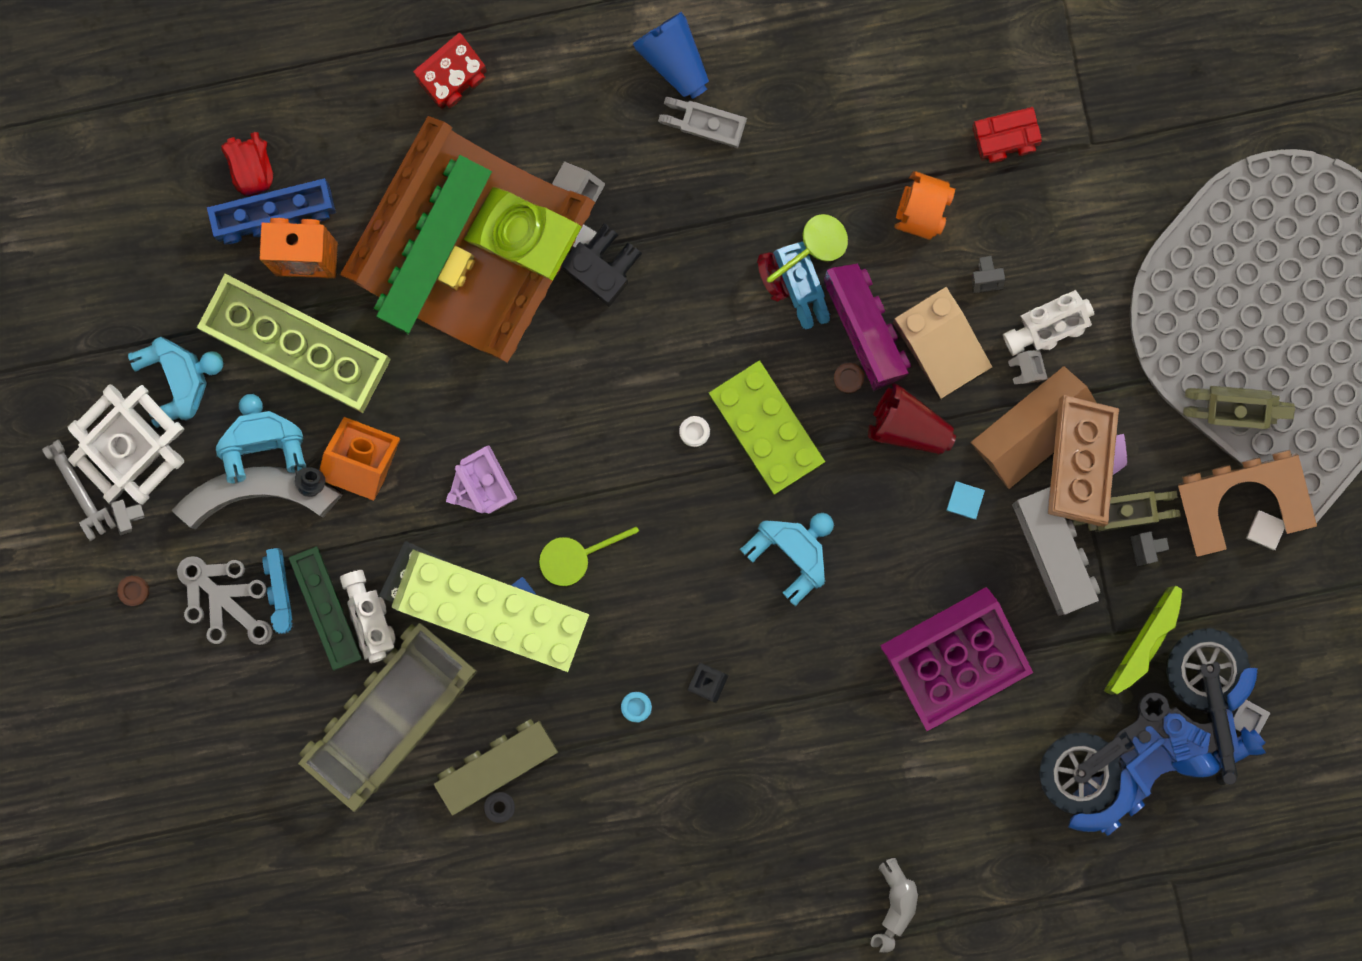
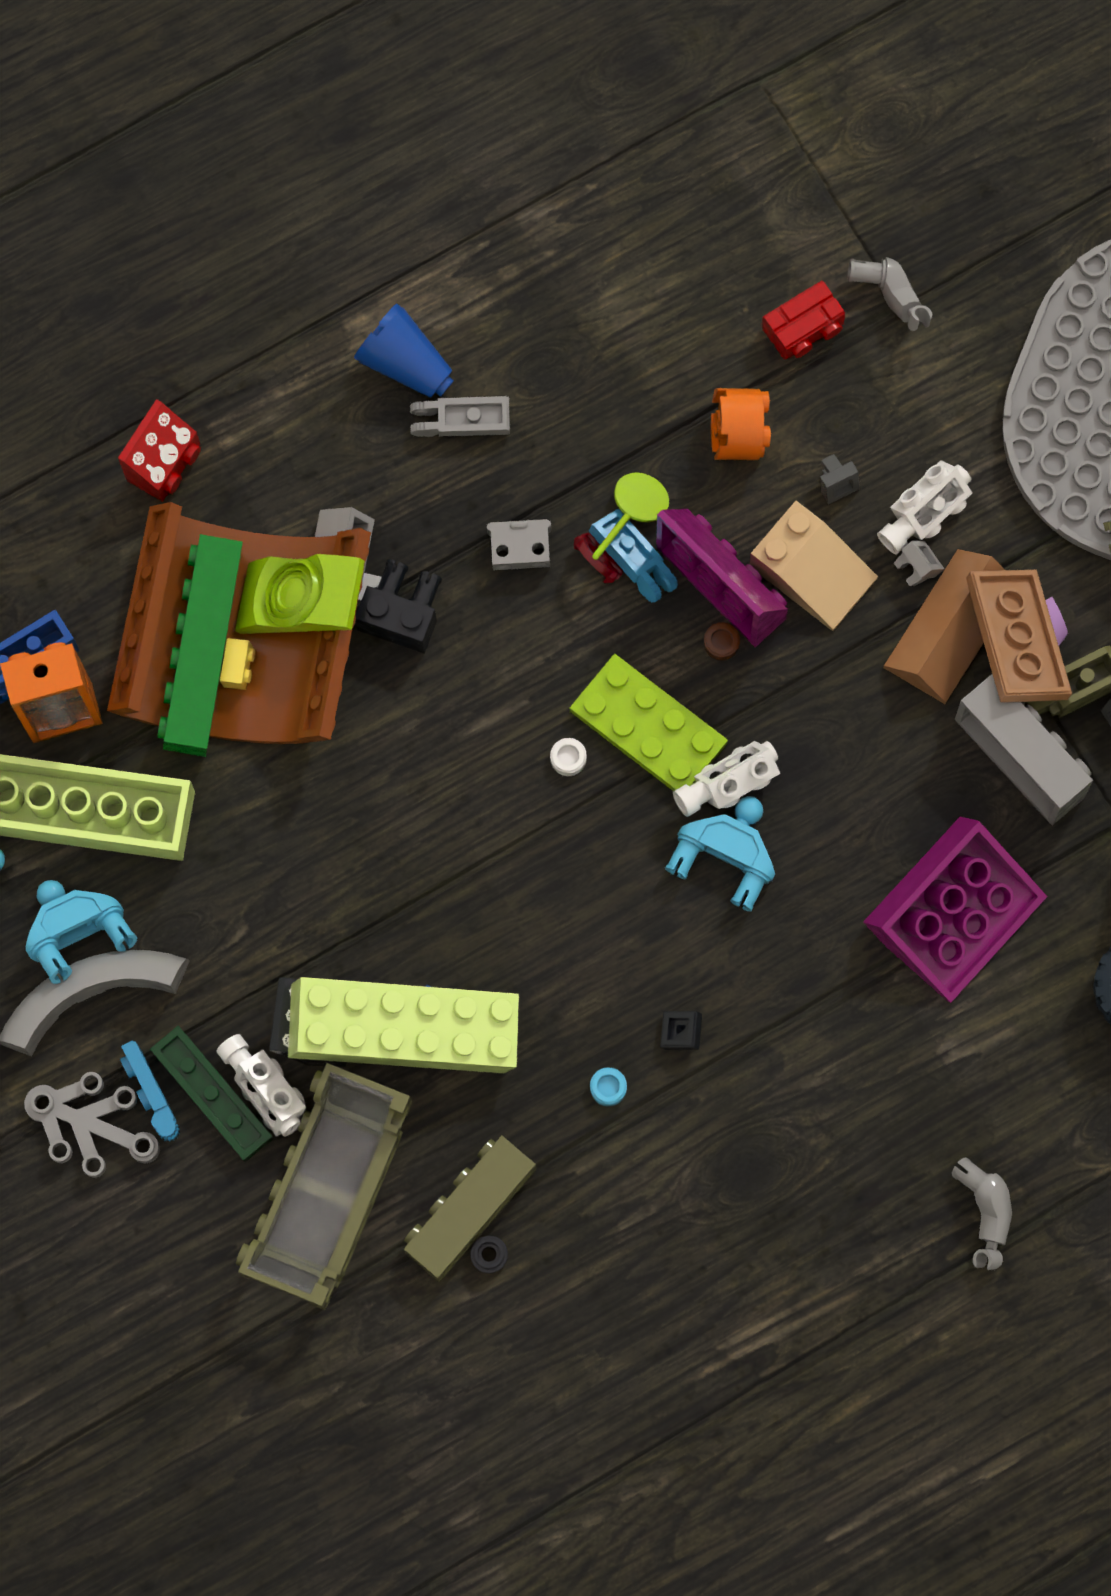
camera: 20 degrees left, 10 degrees down
(306, 487) = (147, 951): black plate -> none
(358, 458) = (194, 912): orange slope -> none
(481, 483) = (344, 894): lavender slope -> none
(566, 561) = (471, 949): lime piece -> none
(715, 242) = (520, 541): none -> light grey piece
(817, 496) = (732, 778): none -> white brick
(910, 423) = (809, 664): dark red cone -> none
(965, 500) = (901, 731): medium azure tile -> none
(1091, 132) = (894, 287): none -> light grey arm

